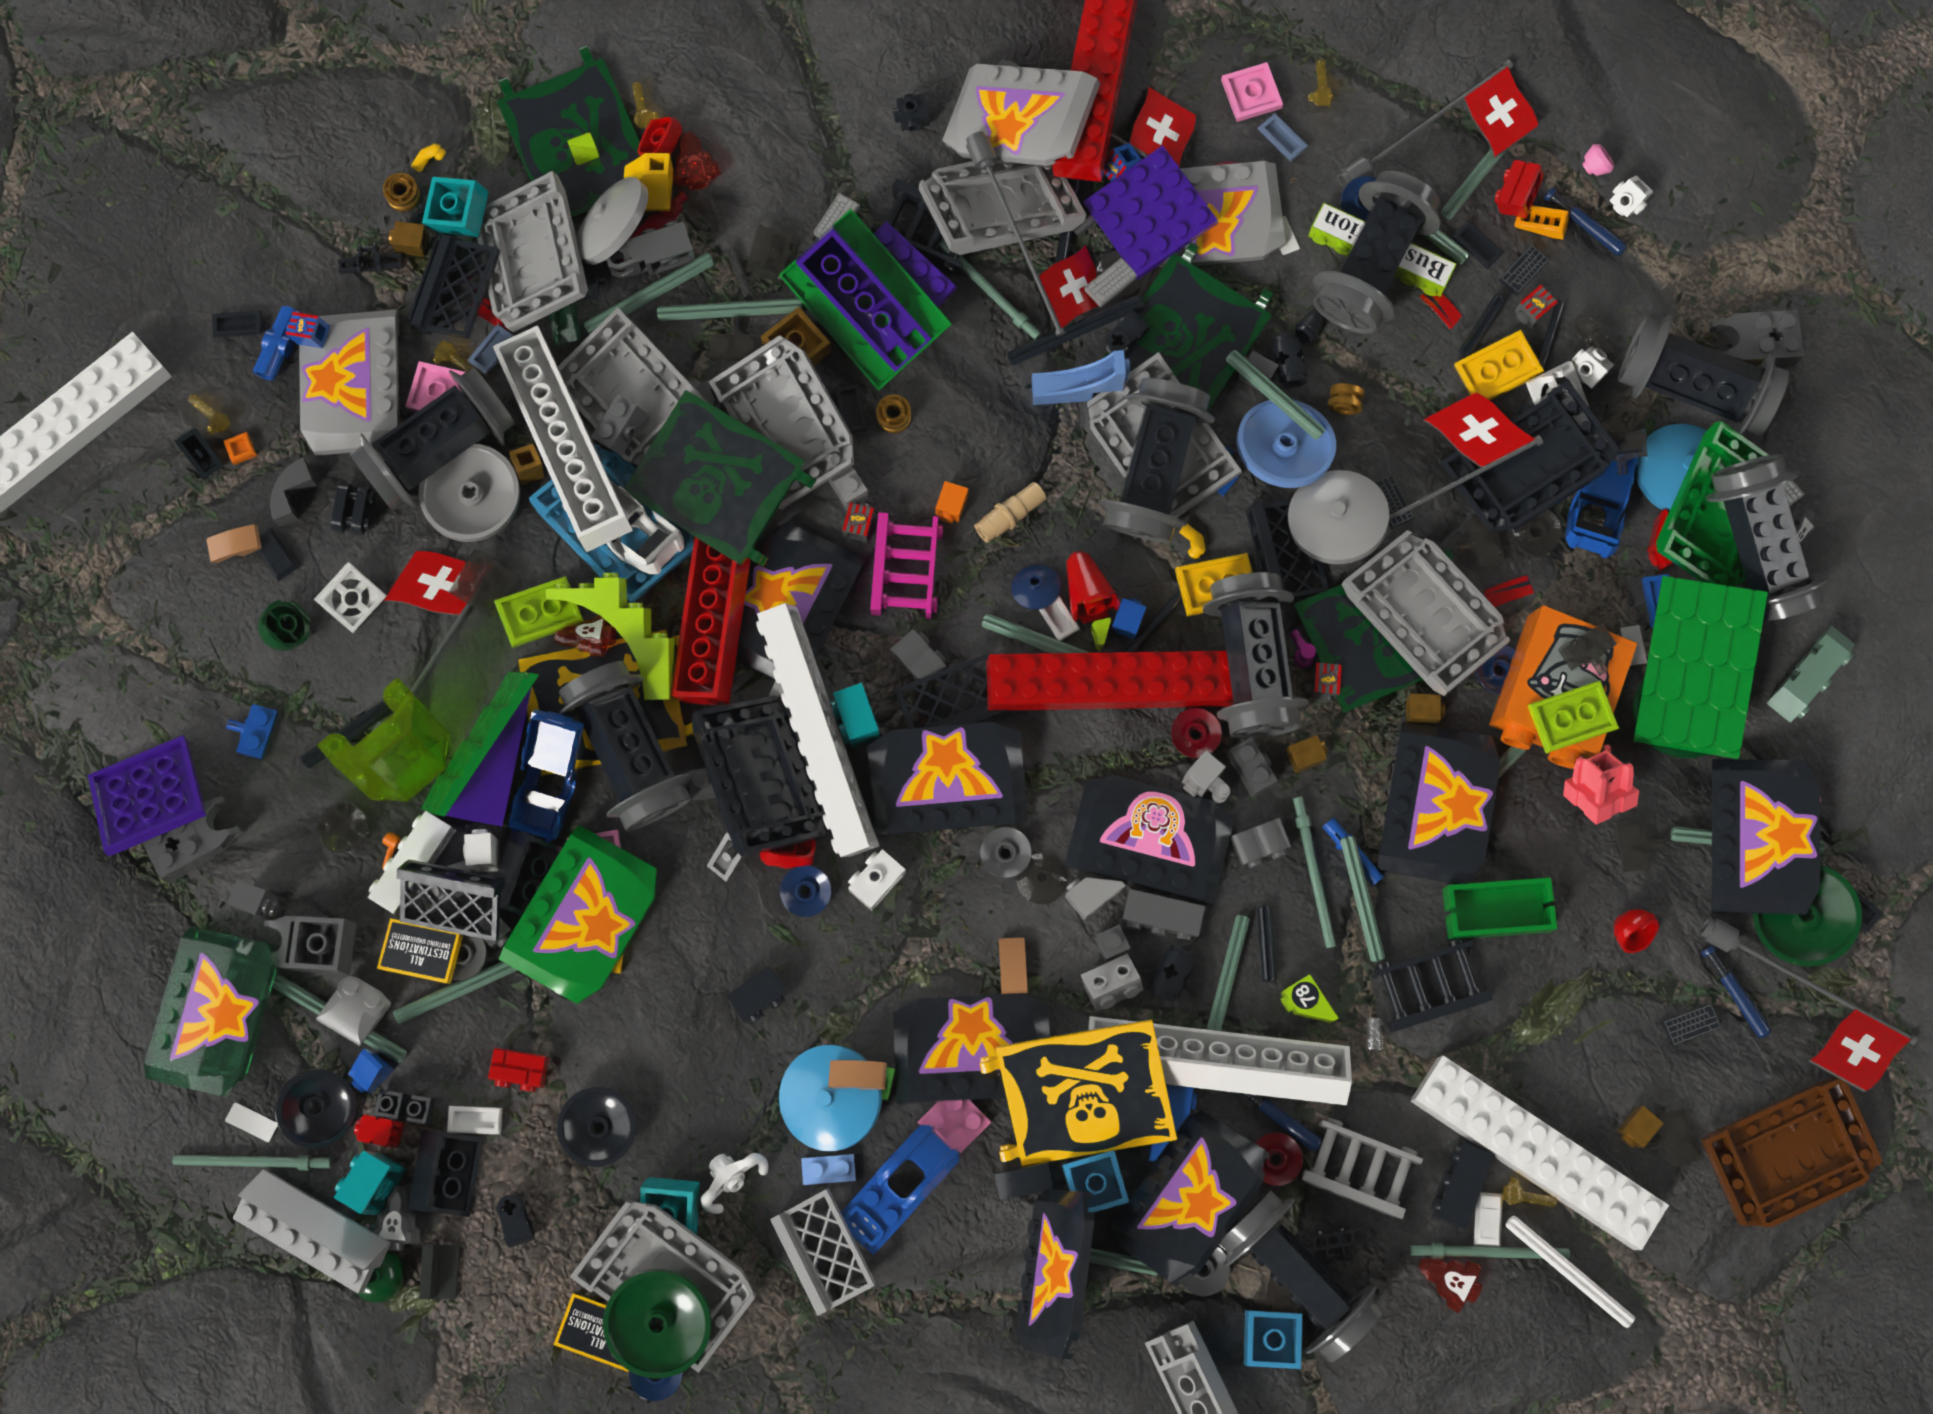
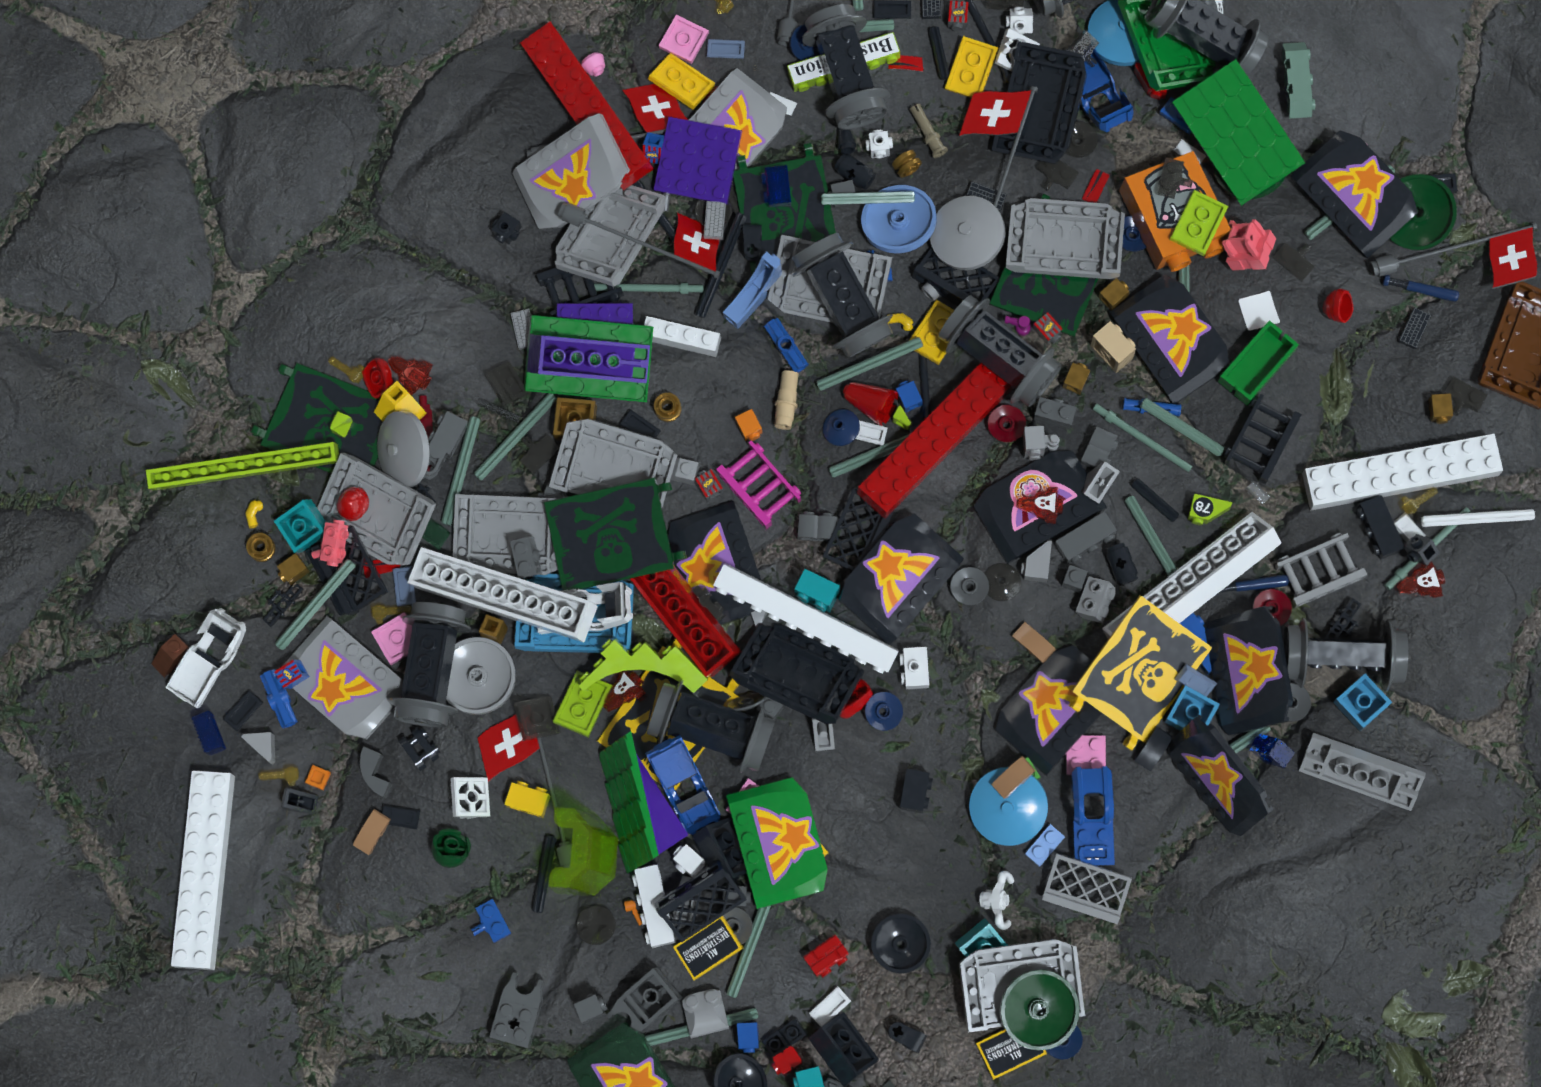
camera: 35 degrees left, 0 degrees up
(146, 795) = (471, 1012): dark purple plate -> none
(185, 313) = (208, 733): none -> clear blue brick
(220, 371) = (263, 743): none -> light grey slope
(227, 213) = (170, 655): none -> copper slope
(234, 244) = (199, 671): none -> white piece
(394, 287) = (315, 604): none -> sand green axle
(399, 650) = (527, 799): none -> yellow brick
(457, 102) = (242, 466): none -> lime brick
(462, 246) = (333, 543): none -> coral brick
(518, 228) = (353, 503): none -> red hat
(683, 756) = (746, 702): none -> dark grey dish
(743, 626) = (705, 599): none -> clear smoke plate
(974, 363) = (684, 336): none -> white brick
(1063, 448) = (779, 336): none -> blue piece
(1122, 552) = (869, 363): none -> sand green axle
(1128, 1156) = (1195, 680): none -> sand blue tile
(1135, 1298) = (1272, 750): none -> clear blue brick
(1144, 37) = (594, 64): none -> bright pink cone
(1151, 842) = (1043, 504): none -> clear red rock
(1200, 304) = (777, 186): none -> clear blue brick
(1211, 128) = (681, 81): none -> yellow tile
(1228, 873) = (1099, 481): none -> light grey slope
(1248, 539) = (930, 291): none -> light grey tile
(1338, 356) = (879, 144): none -> white brick
(1371, 757) = (1113, 346): none -> tan brick
(1395, 397) = (931, 137): none -> dark tan pin
(1480, 1247) = (1421, 549): none -> black brick
(1551, 859) = (1258, 310): none -> white sticker

